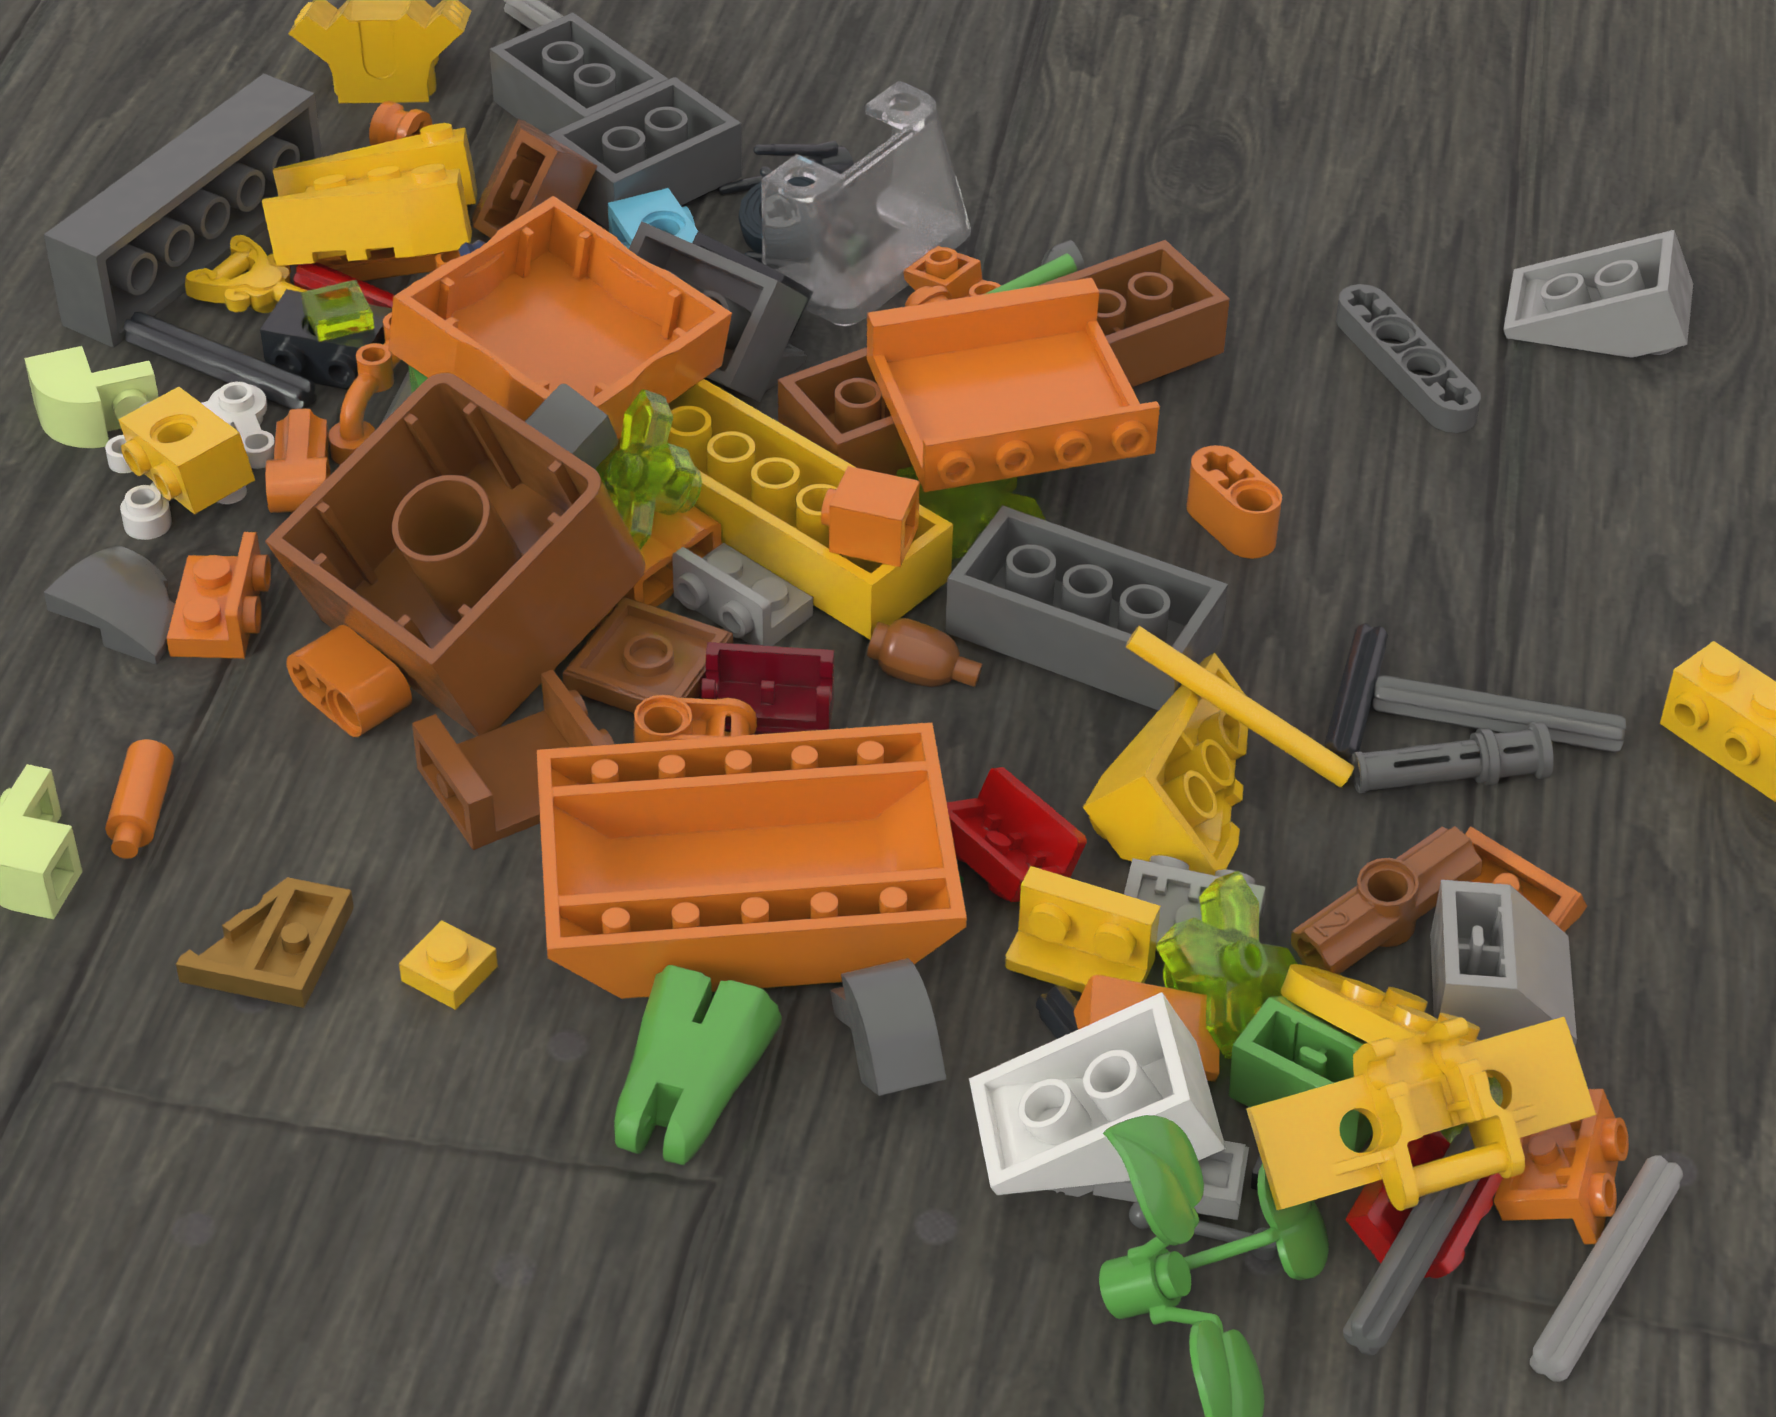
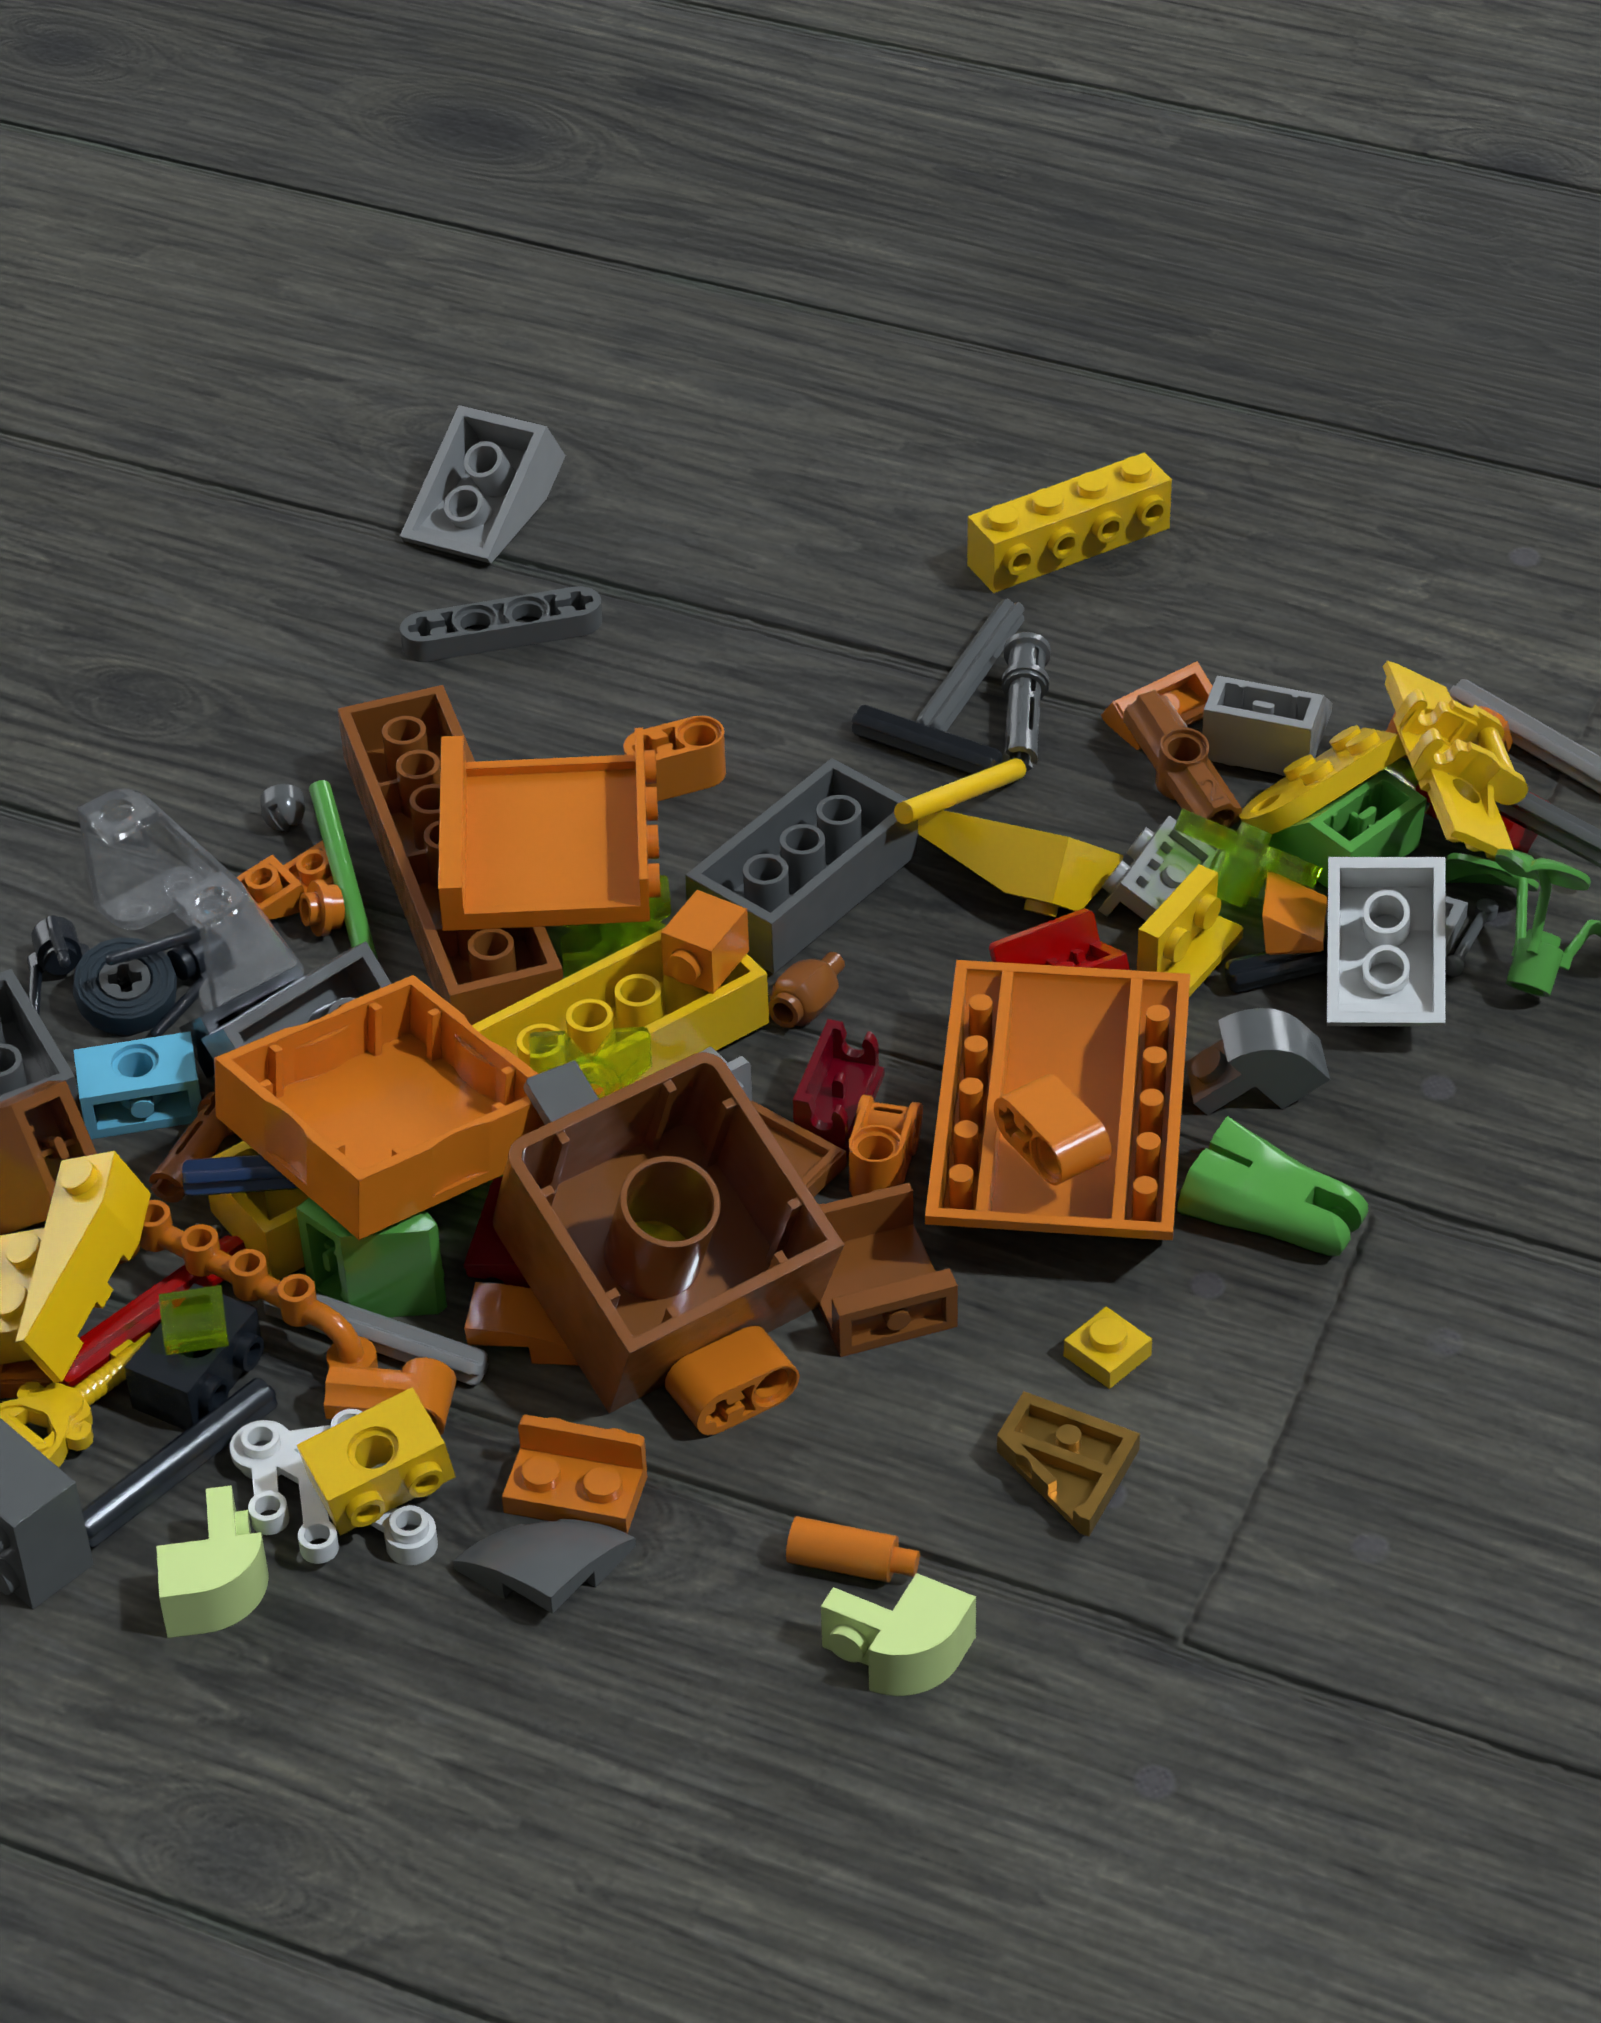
camera: 75 degrees left, 0 degrees up
(659, 816) = (1052, 1129): none -> orange beam

